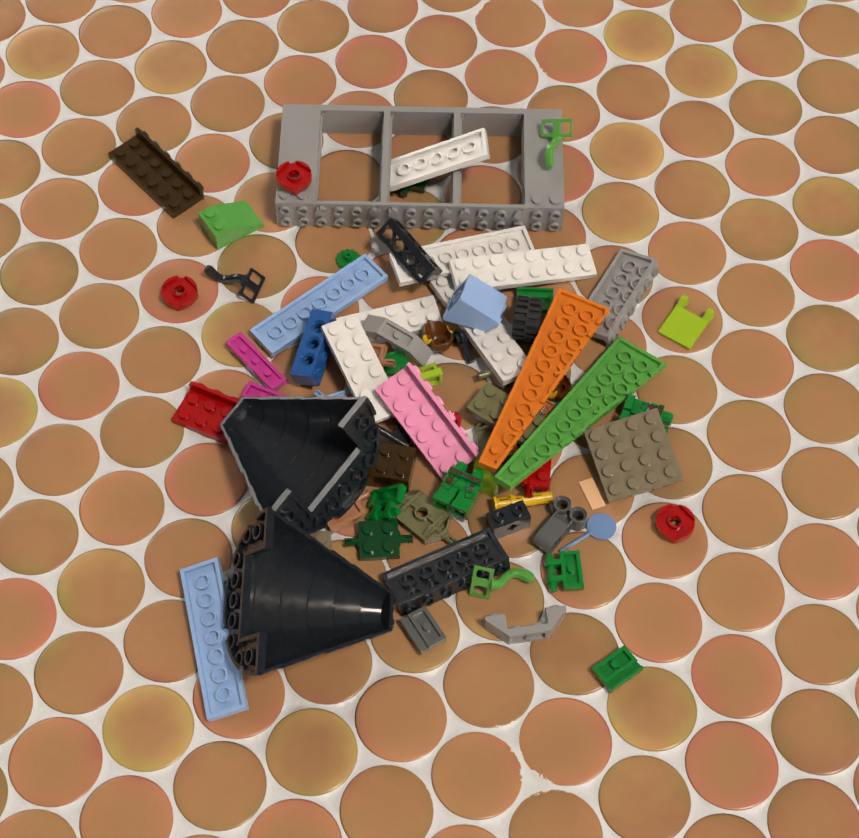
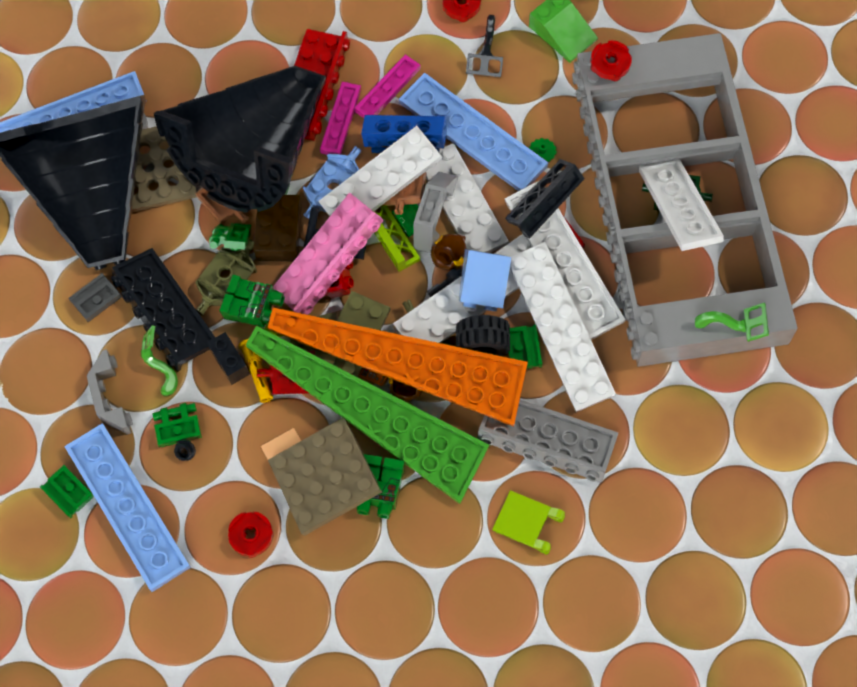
camera: 85 degrees right, 10 degrees up
(378, 540) = (192, 240): dark green plate -> none
(560, 524) = (230, 411): dark grey piece -> none
(590, 566) = (180, 451): none -> black plate
(599, 526) = (239, 457): medium blue piece -> none
(637, 619) = (127, 507): none -> light blue plate

